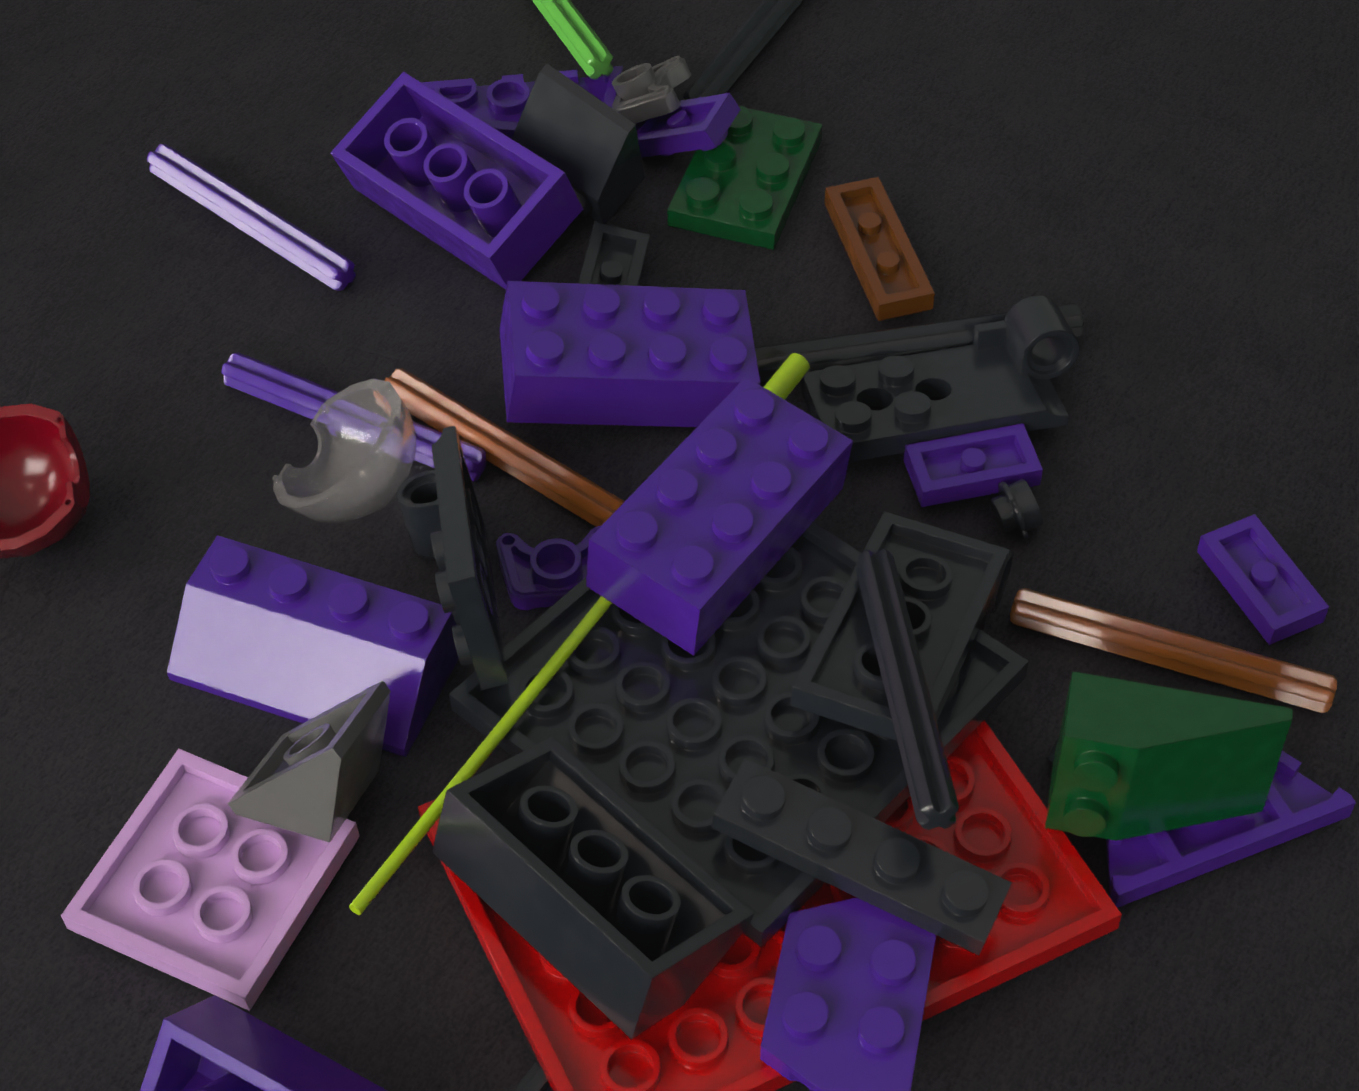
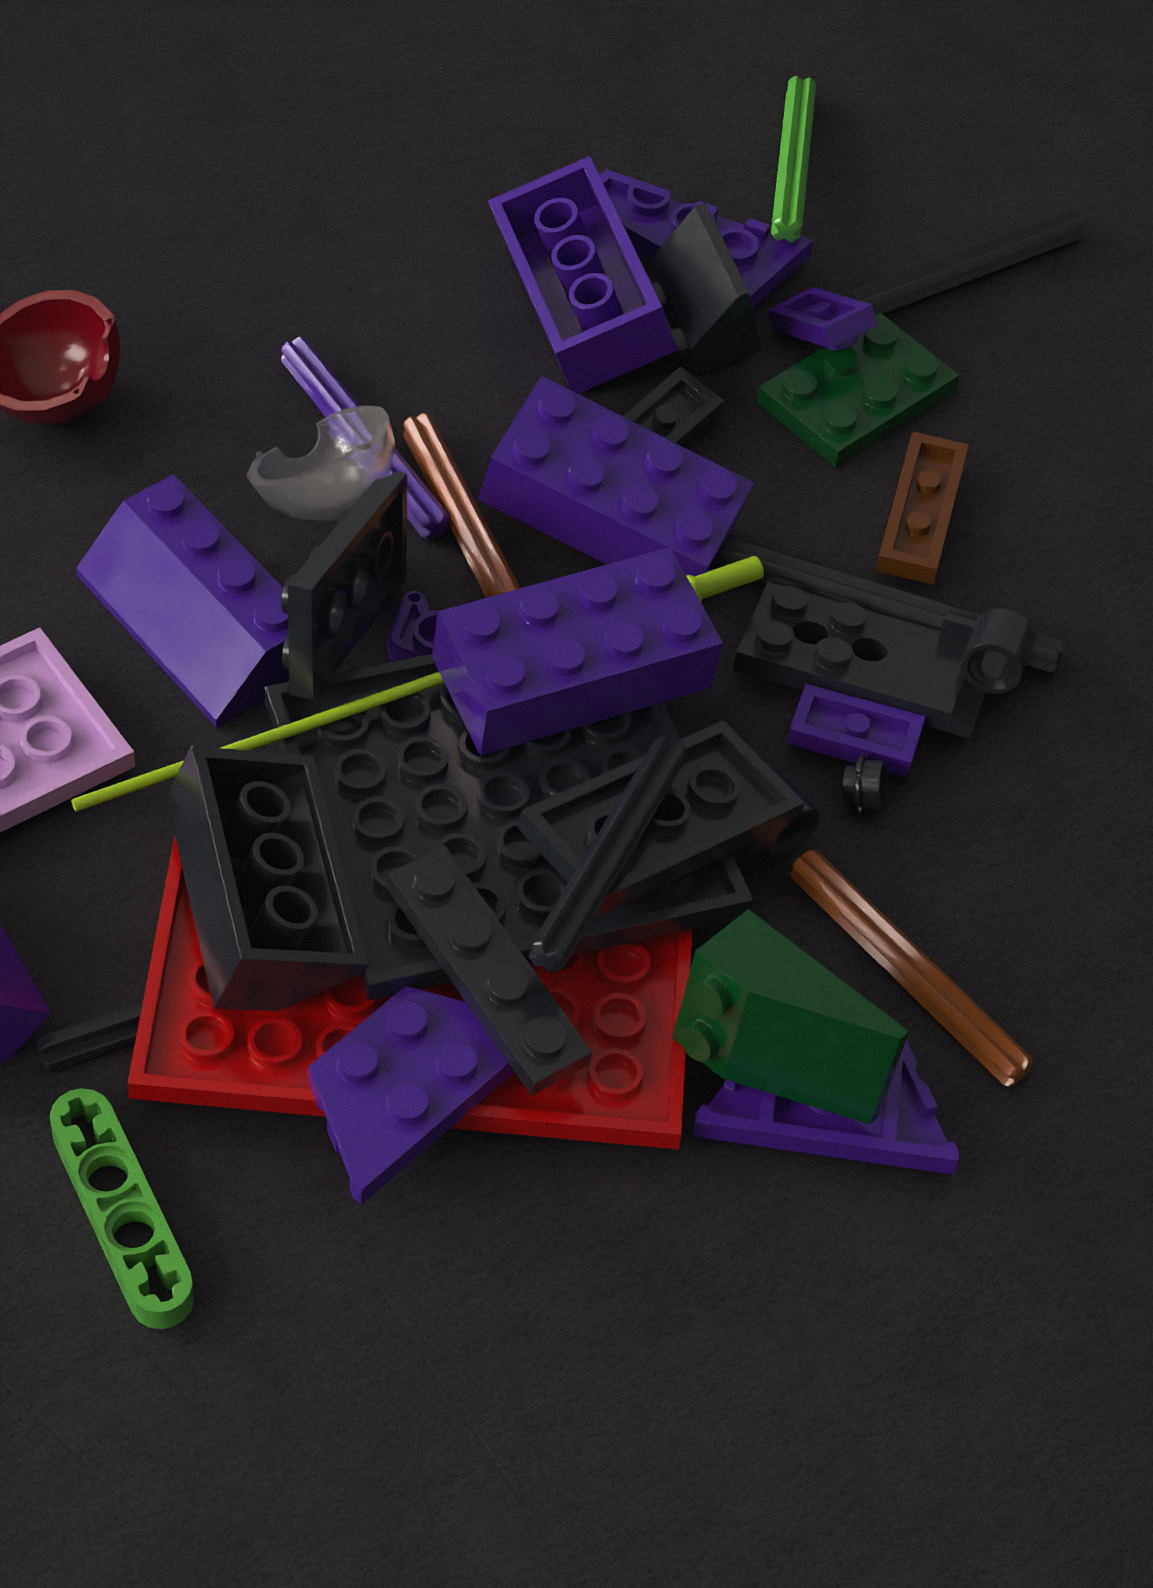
camera: 25 degrees right, 0 degrees up
(252, 217) = (399, 229): axle -> none
(319, 768) = (133, 697): dark grey slope -> none
(648, 90) = (815, 270): flat silver piece -> none
(1262, 579) = (1036, 950): dark purple plate -> none

